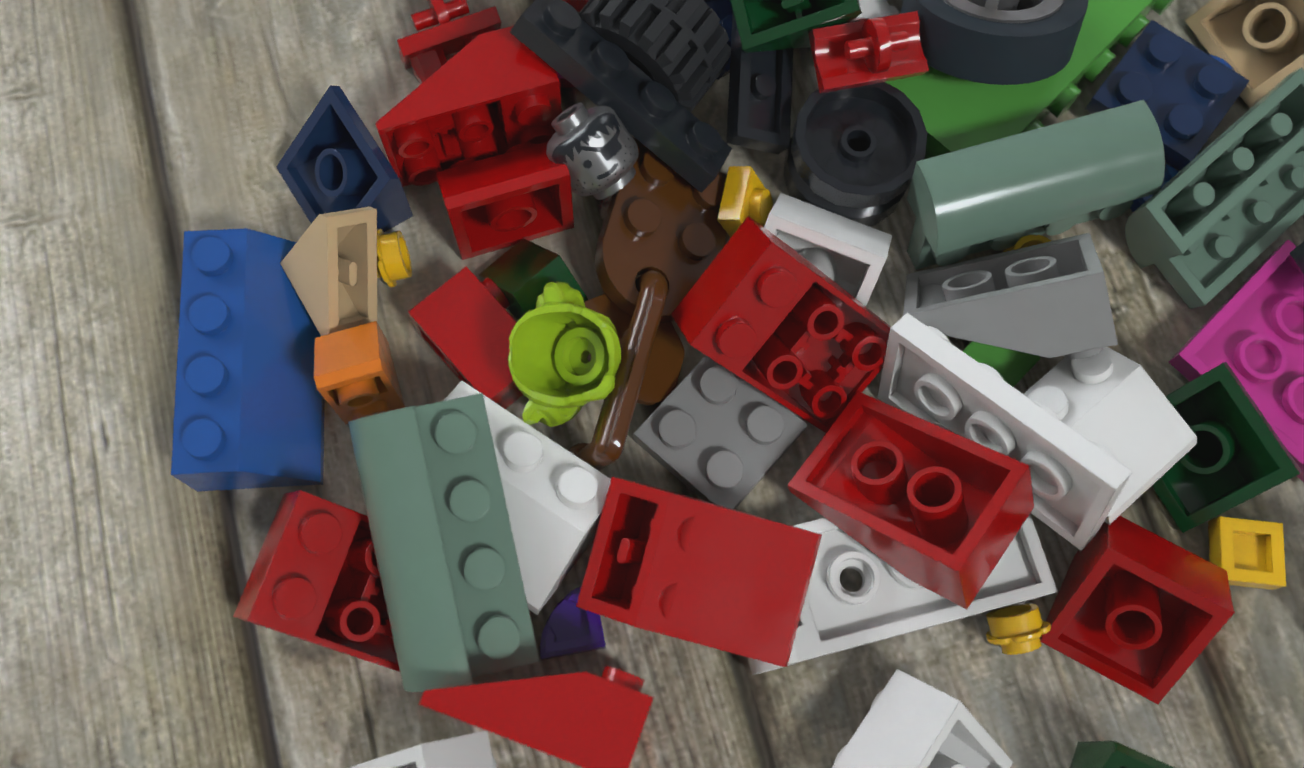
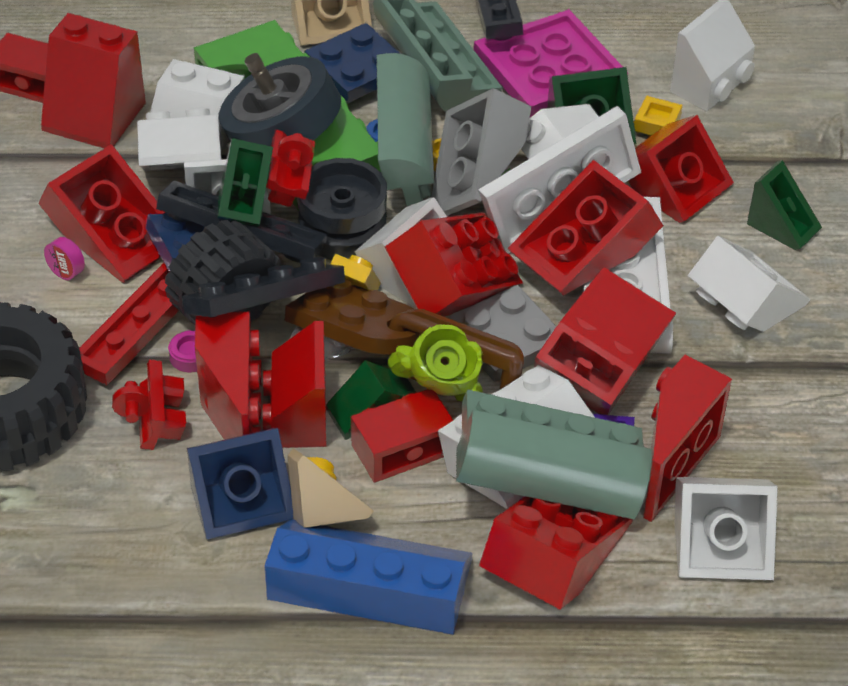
camera: 70 degrees left, 25 degrees down
(357, 372) = (406, 496): orange slope -> none
(594, 149) = (297, 310): flat silver head -> none
(1016, 628) = (676, 224): yellow plate -> none

